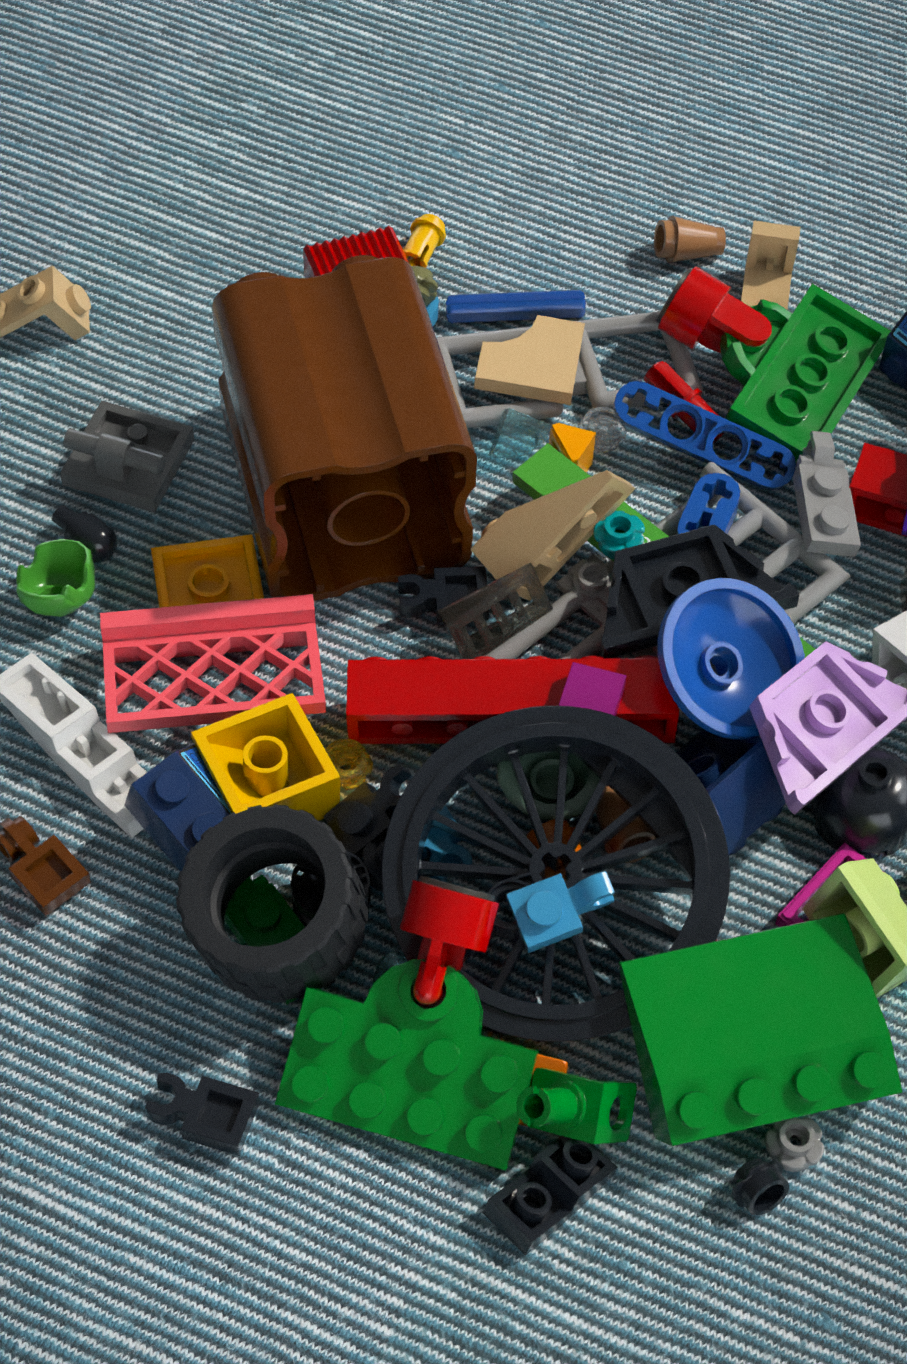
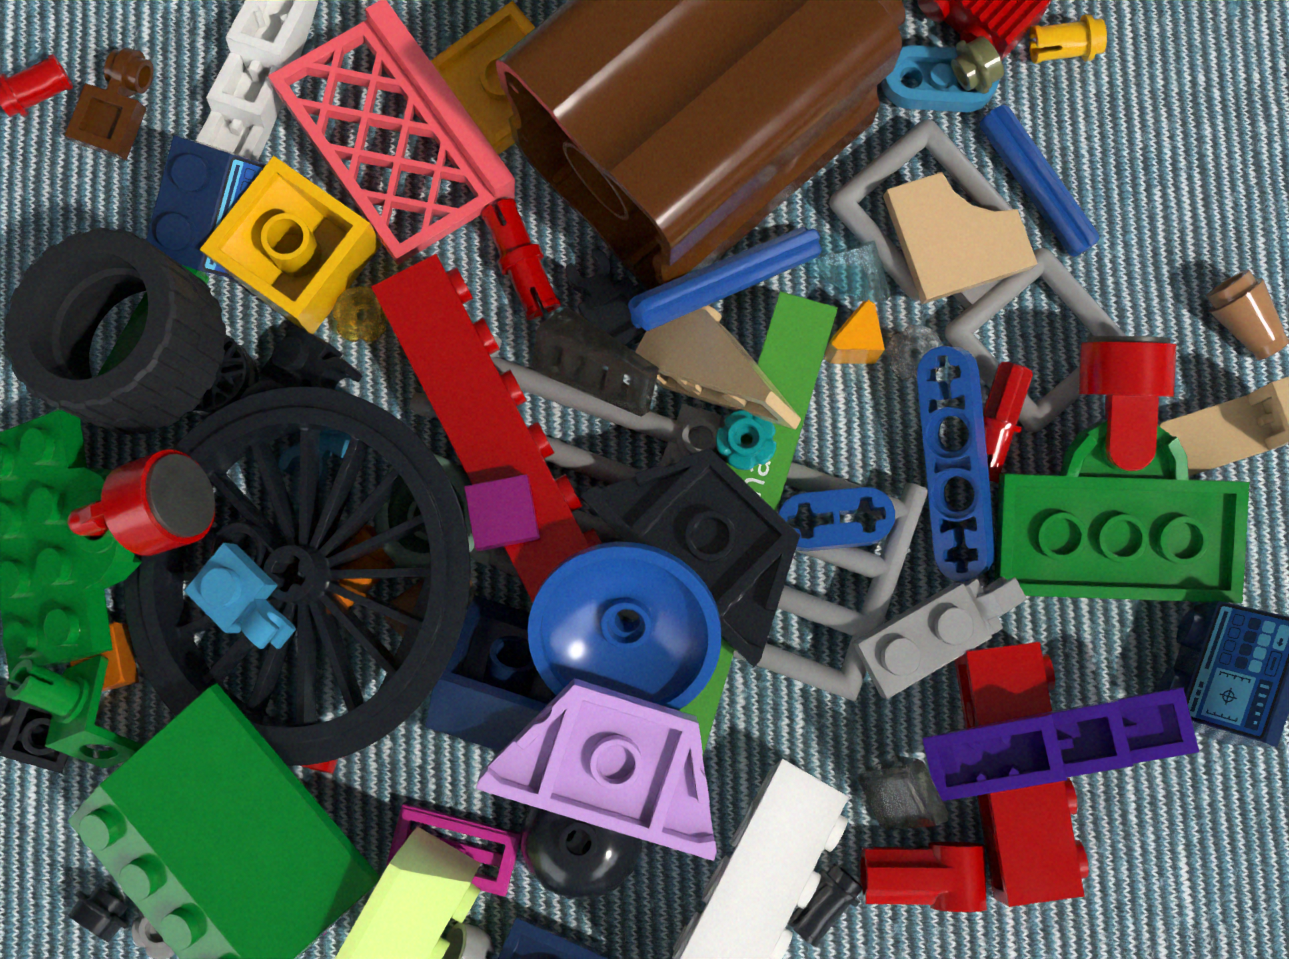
camera: 65 degrees right, 25 degrees up
(371, 635) = (520, 259): none -> red pin
(484, 504) = (723, 278): none -> blue axle

